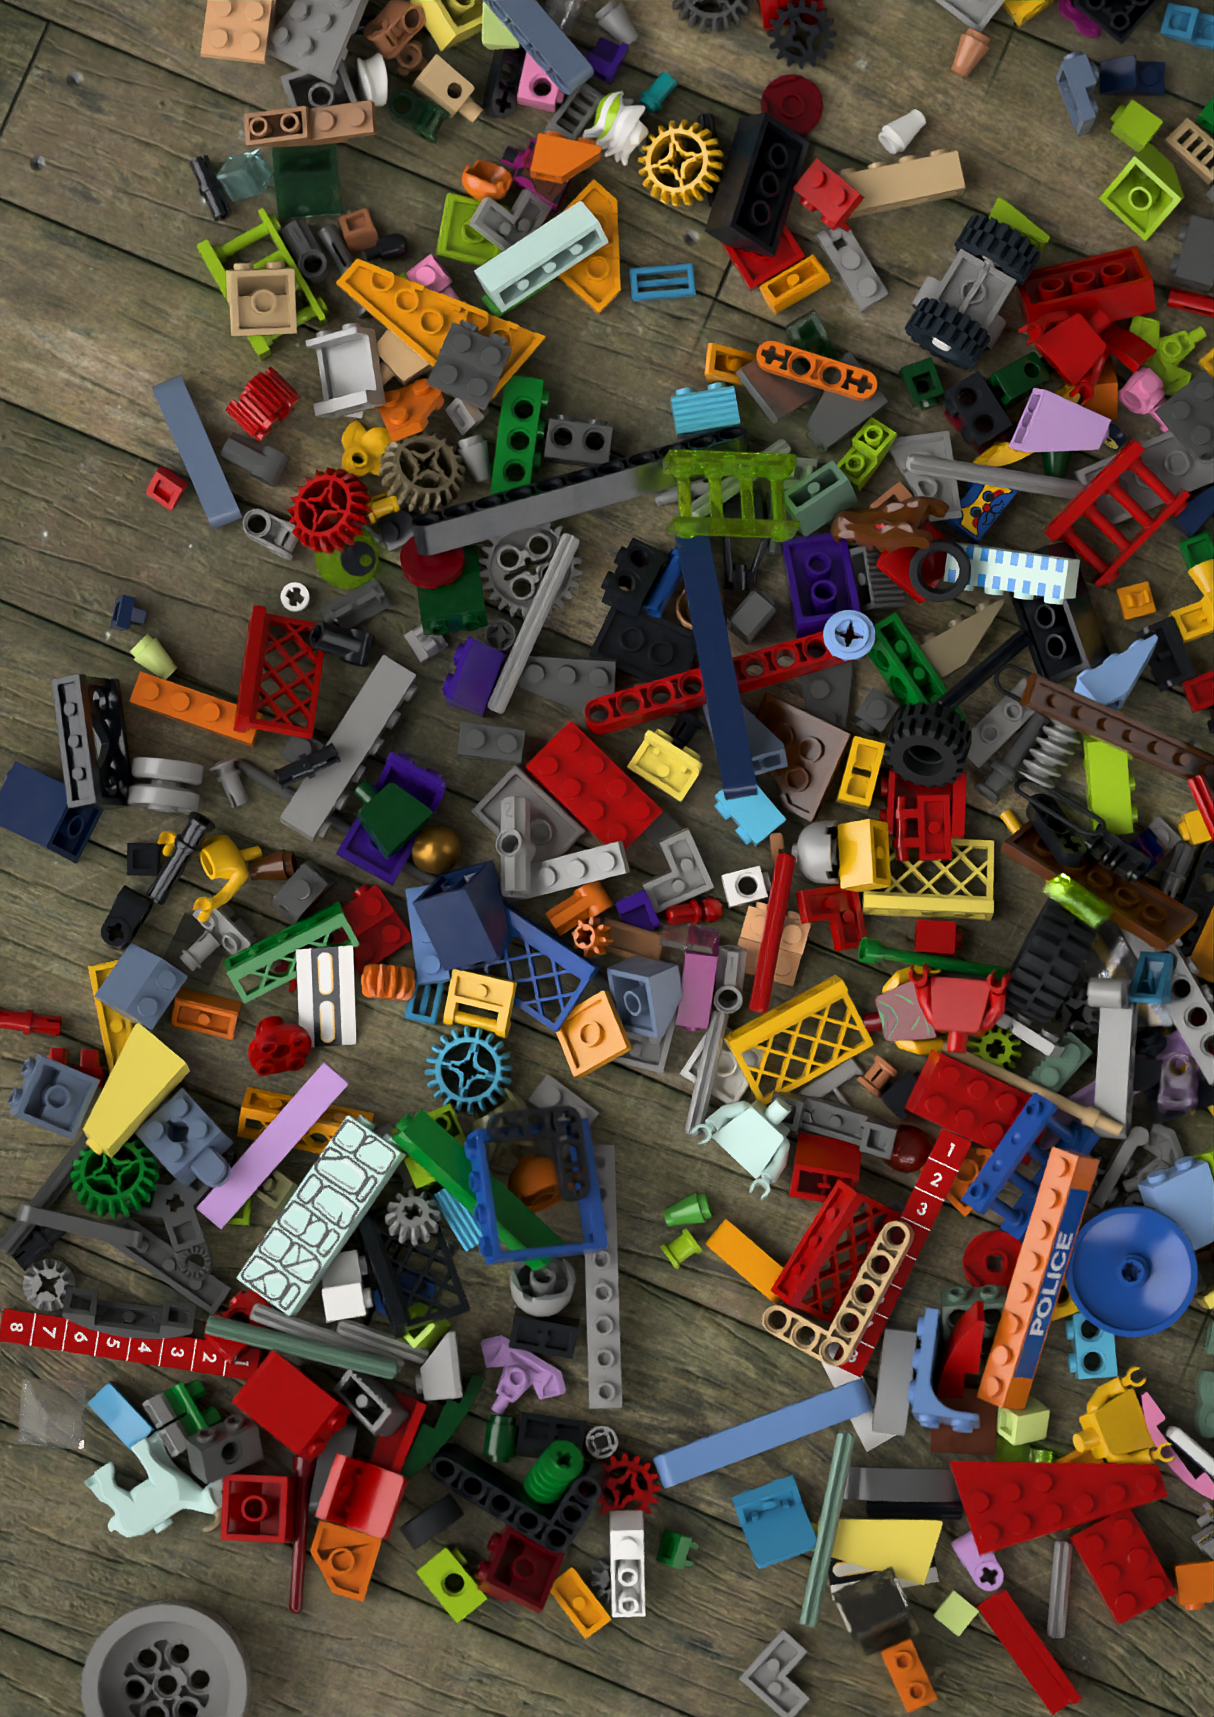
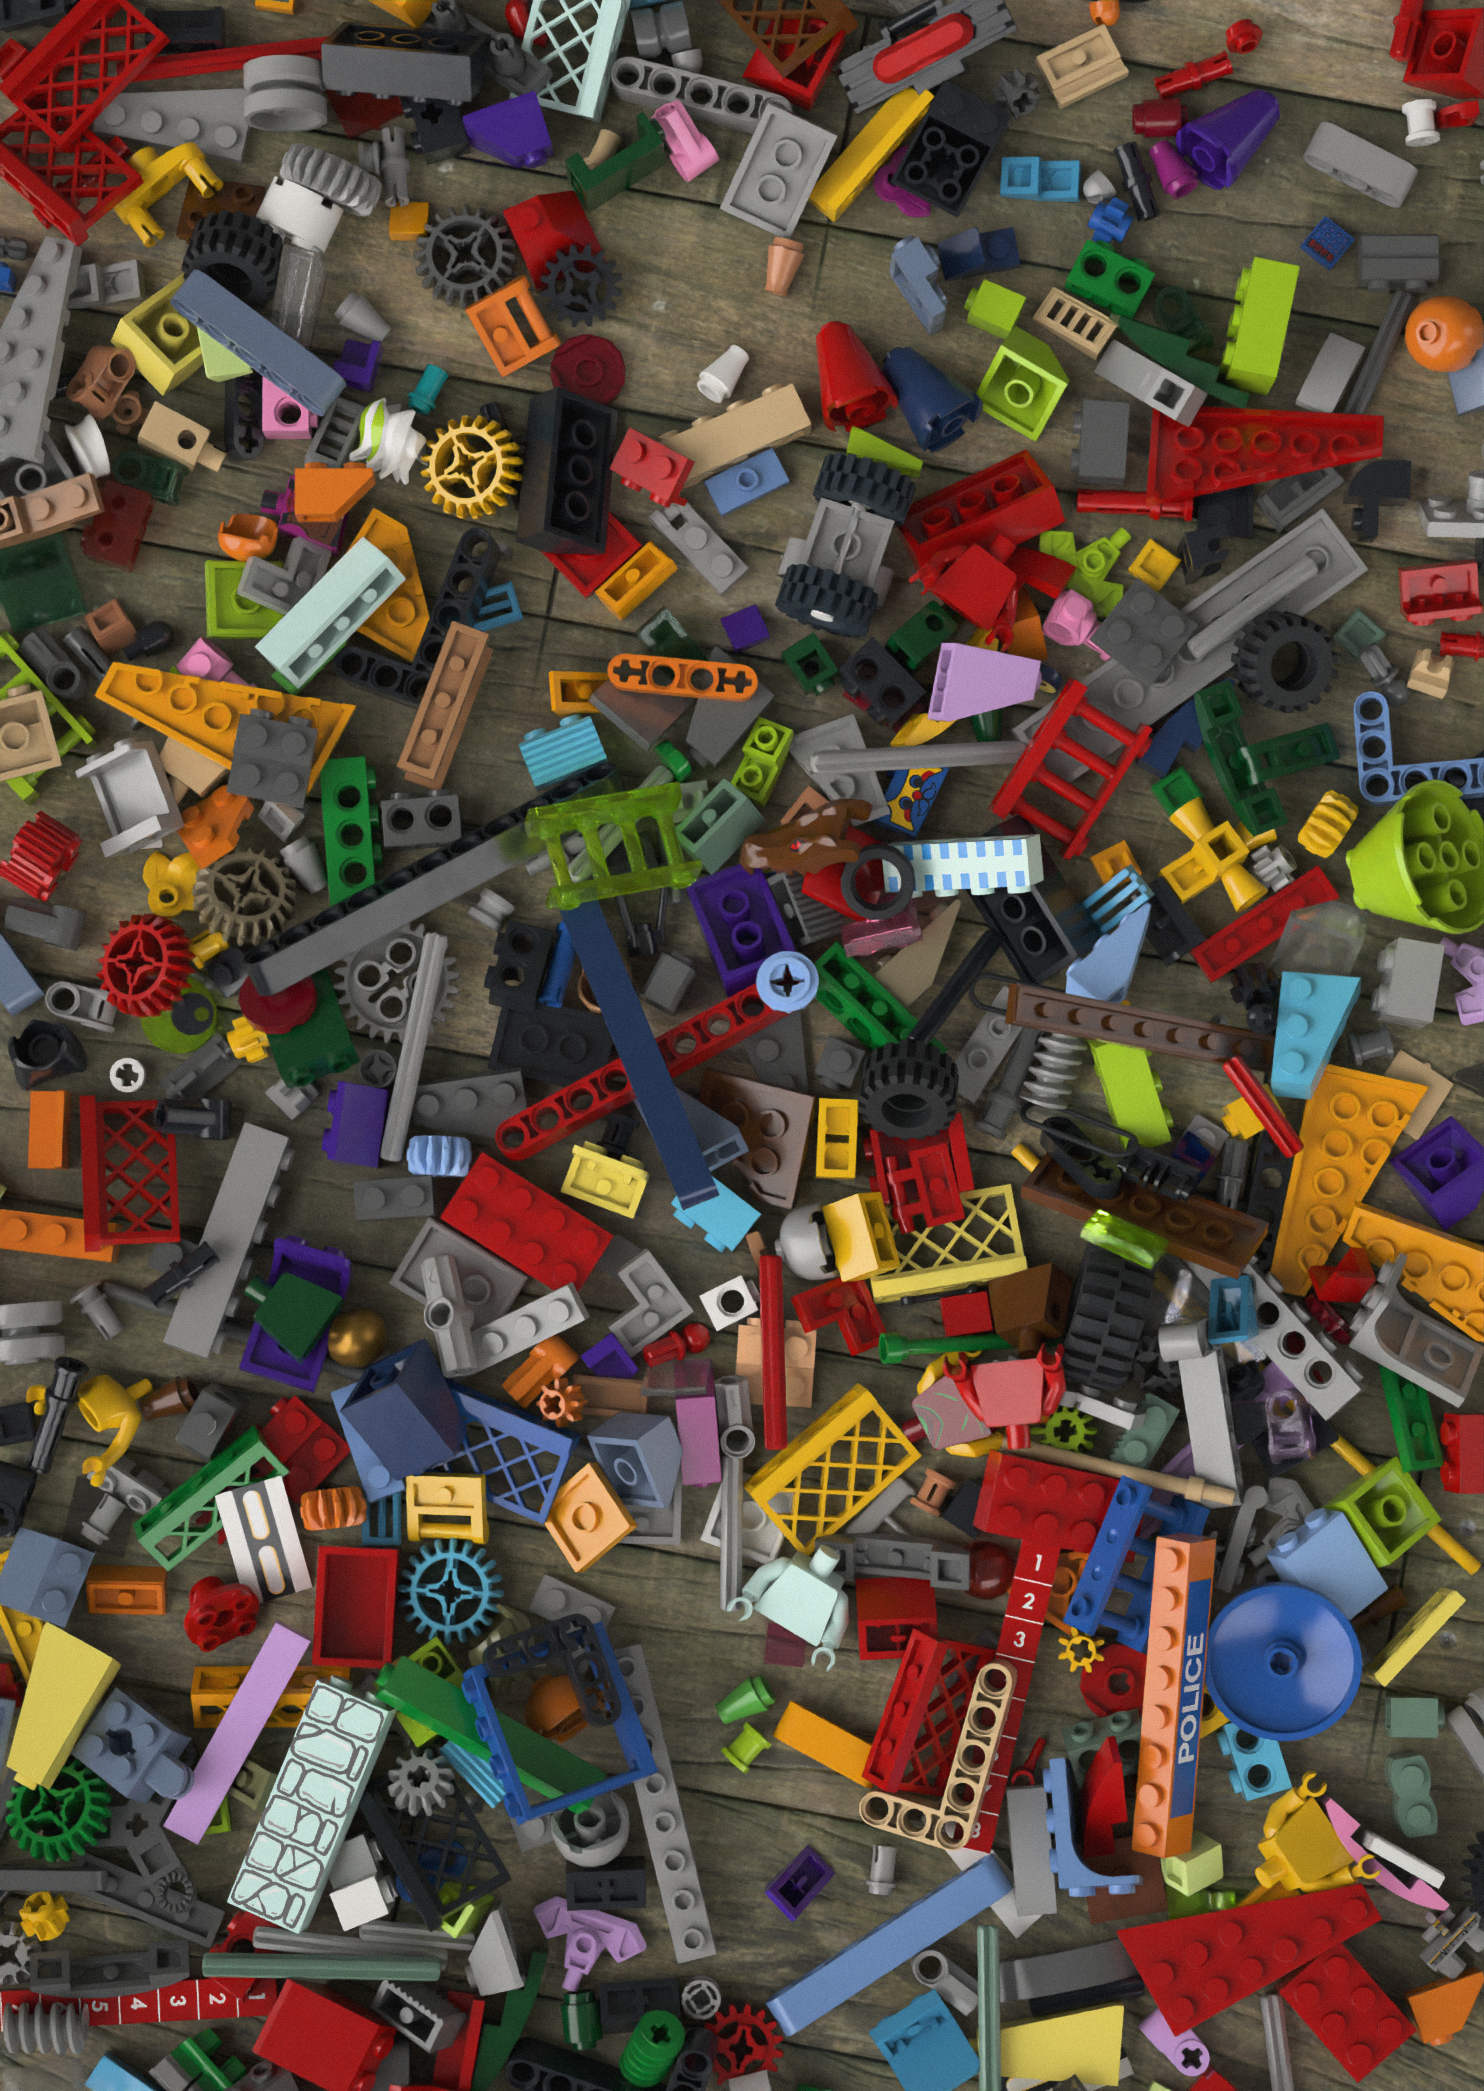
camera: 10 degrees left, 0 degrees up
(67, 1350) = (45, 2029): none -> light grey piece
(84, 1259) = (44, 1915): none -> yellow gear
(222, 627) = (49, 1130): none -> orange panel
(232, 565) = (45, 1053): none -> black hair
(382, 153) = (120, 530): none -> clear red brick
(390, 1064) = (356, 1606): none -> red piece
(399, 589) = (247, 1041): none -> yellow gear
(493, 1277) = (533, 1832): none -> light grey plate
(535, 716) = (439, 1156): none -> light blue gear
(619, 353) = (445, 706): none -> medium nougat fence
(619, 527) = (491, 910): none -> light grey wheel
(621, 295) = (448, 602): none -> black beam
(701, 1366) = (798, 1882): none -> dark purple slope
(728, 58) = (500, 331): none -> orange plate
(729, 1174) = (783, 1647): none -> clear pink slope
(770, 1372) = (882, 1870): none -> light grey pin
(794, 437) = (674, 761): none -> green tile
(806, 1472) = (949, 1980): none -> light grey piece
(875, 343) = (745, 629): none -> dark purple slope
(902, 223) = (746, 482): none -> medium blue plate
(909, 1312) = (1030, 1763): none -> red hand
(913, 918) = (971, 1288): none -> black hinge
(923, 613) = (870, 935): none -> clear pink plate
(972, 1236) = (1086, 1658): none -> yellow gear
(989, 941) = (1030, 1307): none -> reddish brown torso
(1005, 158) = (850, 380): none -> red cone
(1066, 187) = (930, 398): none -> dark blue cone
(1151, 617) = (1137, 882): none -> dark azure tile

